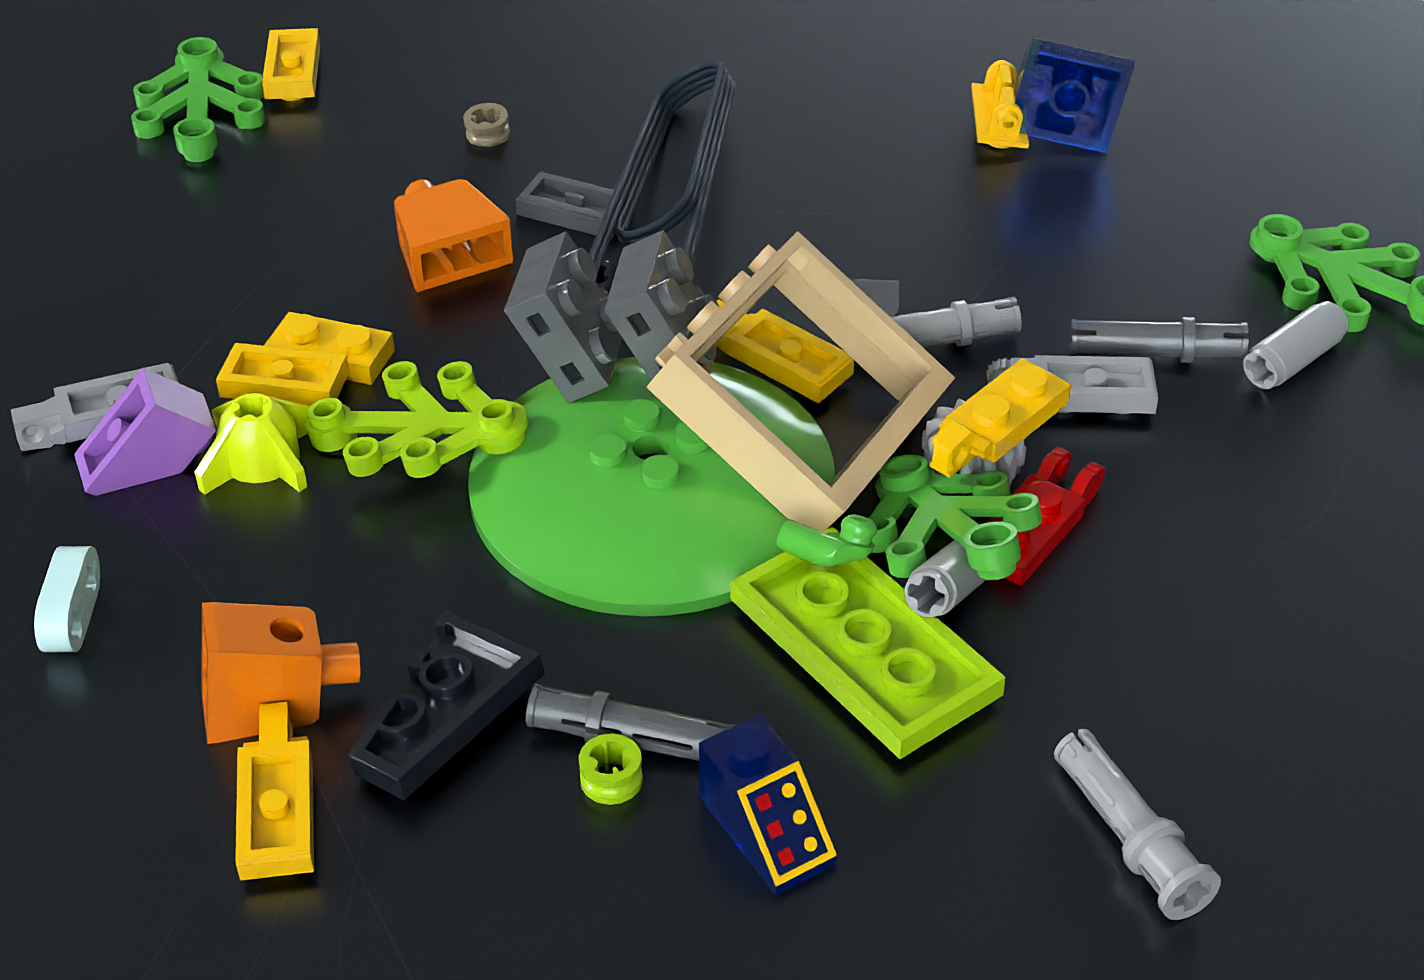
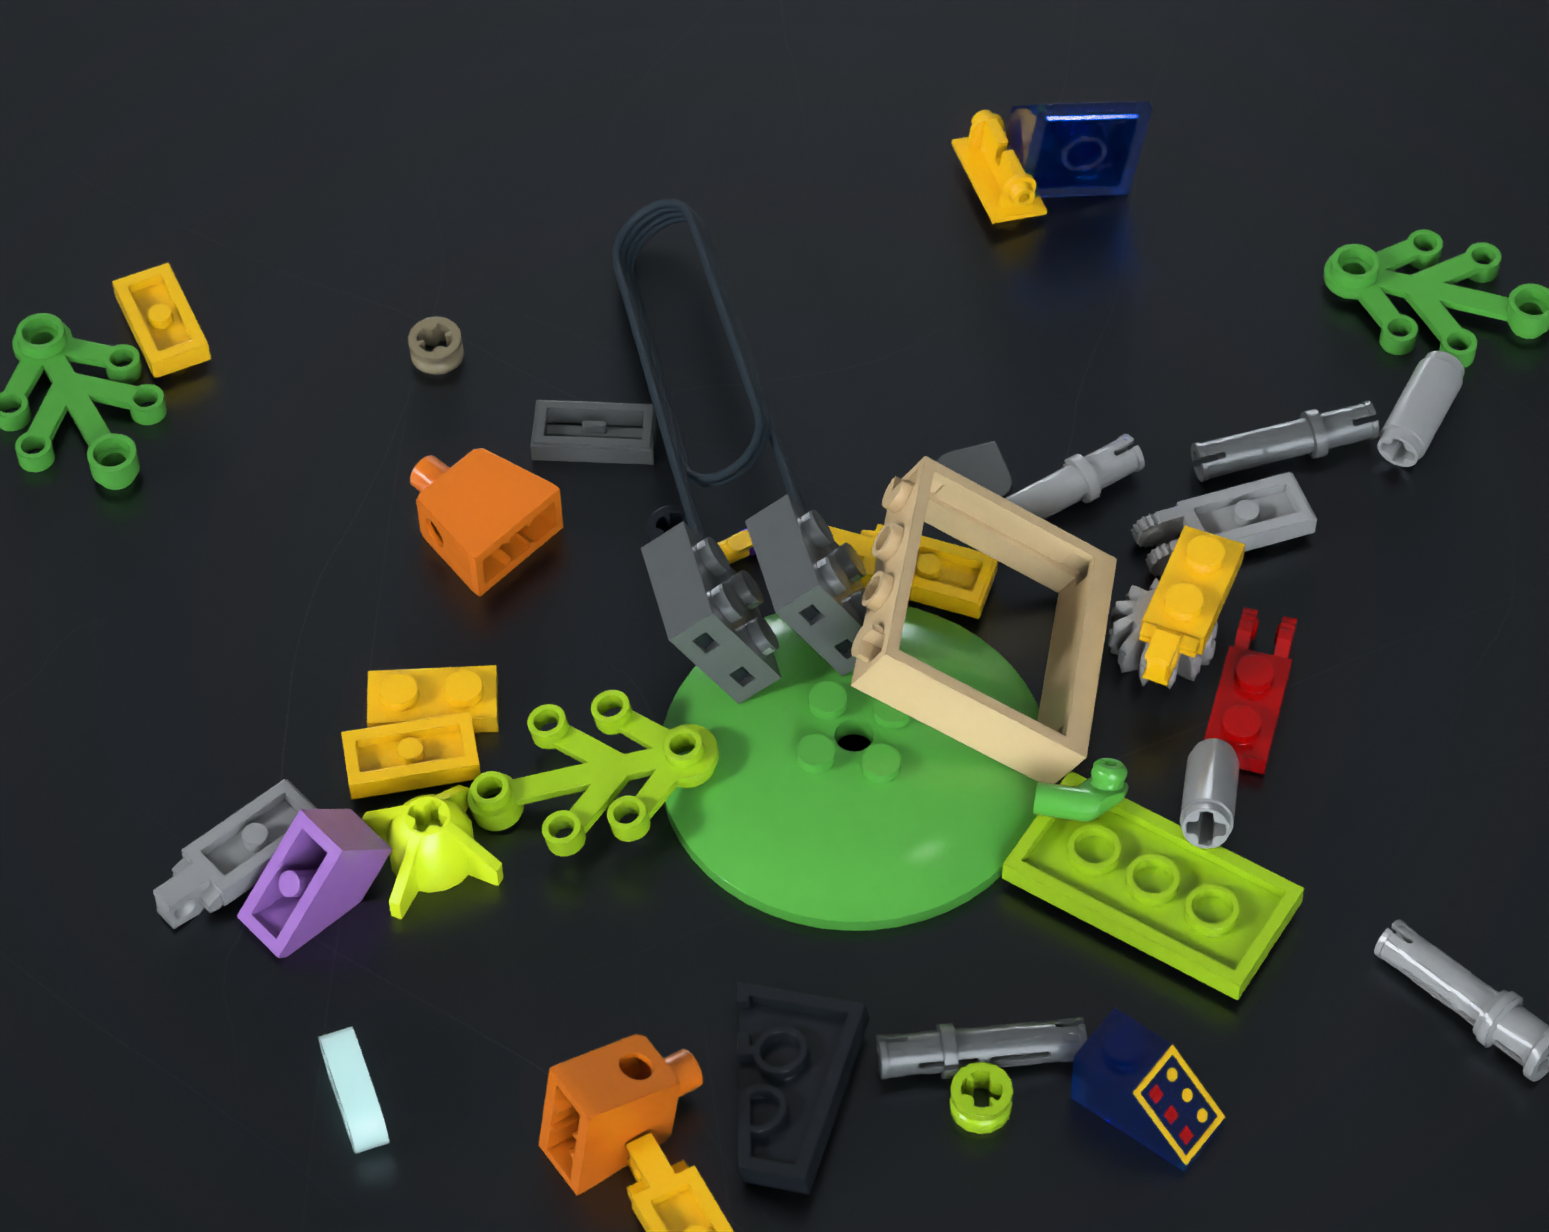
camera: 20 degrees left, 10 degrees up
(989, 547) = (1123, 693): bright green plant -> none

